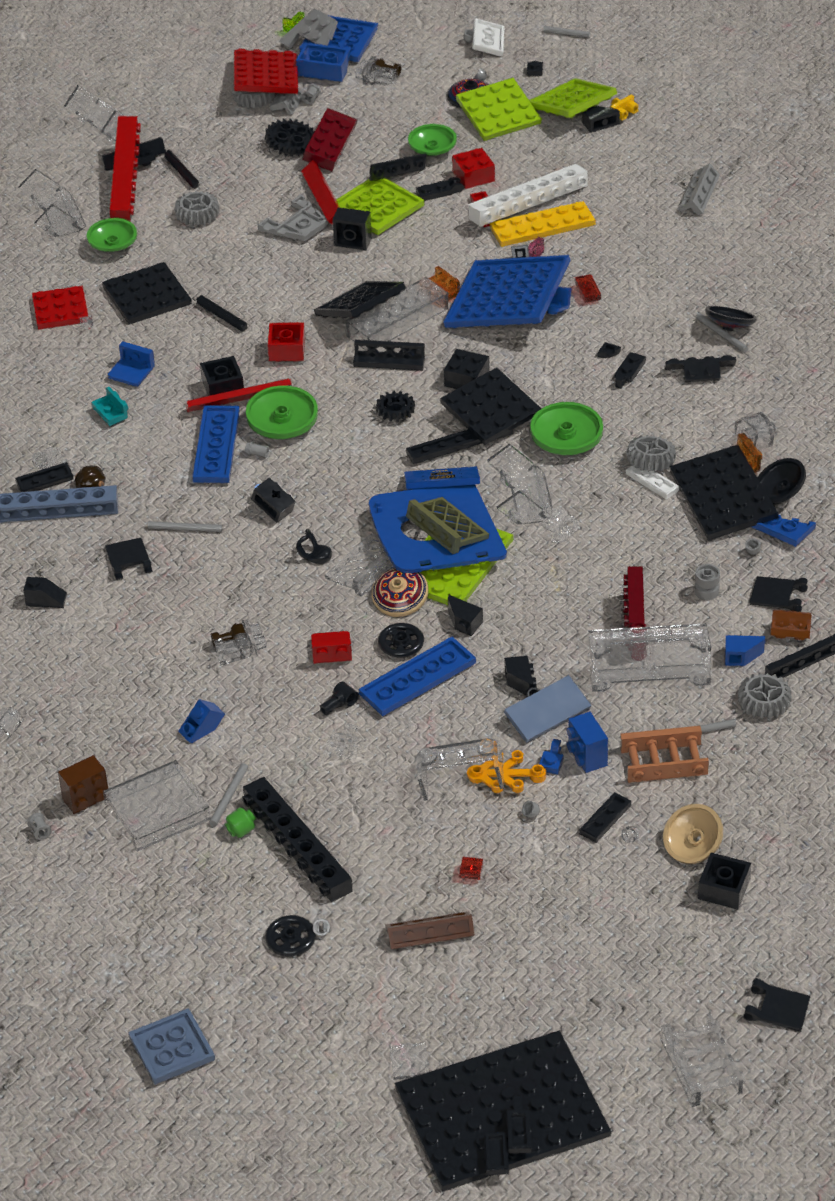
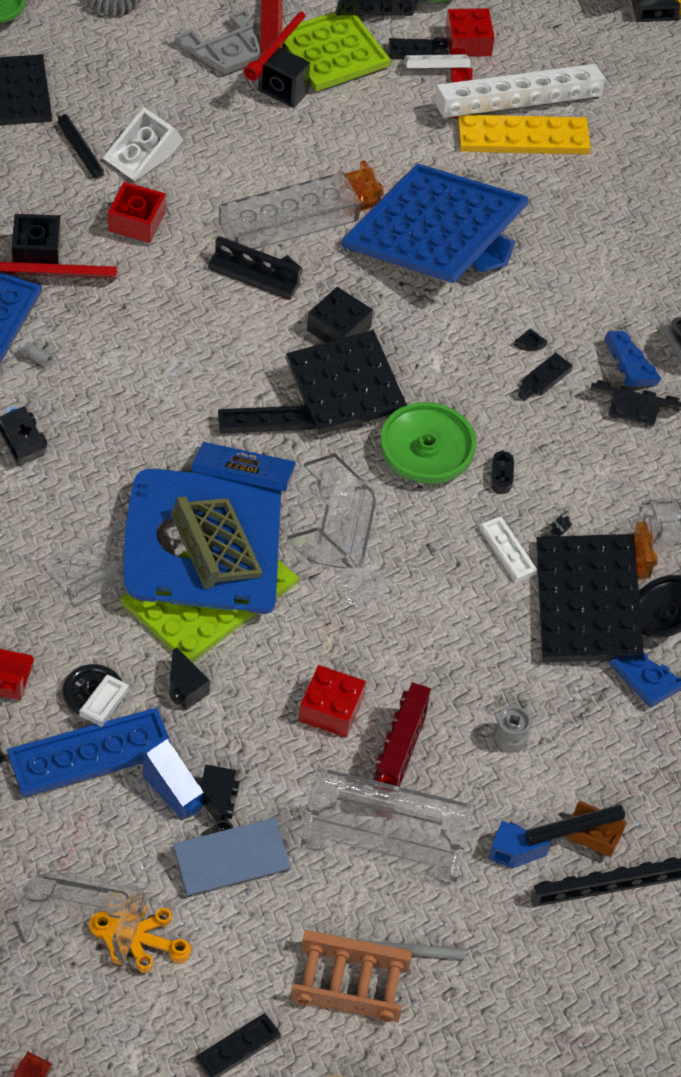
camera: 10 degrees right, 10 degrees up
(269, 298) = (143, 145): none -> white slope
(281, 412) = (87, 311): bright green dish -> none
(320, 554) = (47, 532): black piece -> none
(332, 225) = (254, 69): none -> red piece
(360, 299) = (249, 180): black plate -> none
(395, 406) = (231, 343): black gear -> none
(399, 599) = (122, 631): dish -> none
(413, 641) = (104, 700): none -> white tile
(458, 193) = (436, 61): none -> white tile
(483, 673) = (171, 778): none -> slope
(520, 251) = (477, 169): slope -> none
(530, 809) = (146, 1005): light grey hinge -> none
(536, 247) = (499, 168): clear pink plate -> none
(552, 760) = (207, 935): blue plate -> none
(573, 599) = (332, 701): none -> red brick
(587, 742) = (256, 929): blue brick -> none
(588, 288) = (540, 244): clear red plate -> none
(622, 435) = (497, 472): none -> black beam
(651, 453) = (519, 512): light grey gear -> none
(683, 454) = (561, 525): none -> black plate
(686, 341) = (631, 360): none -> blue wing
(755, 544) = (598, 688): light grey hinge -> none
(764, 696) = (537, 927): light grey gear -> none
(777, 592) = (596, 770): black flag -> none
(777, 622) = (574, 824): none -> black axle

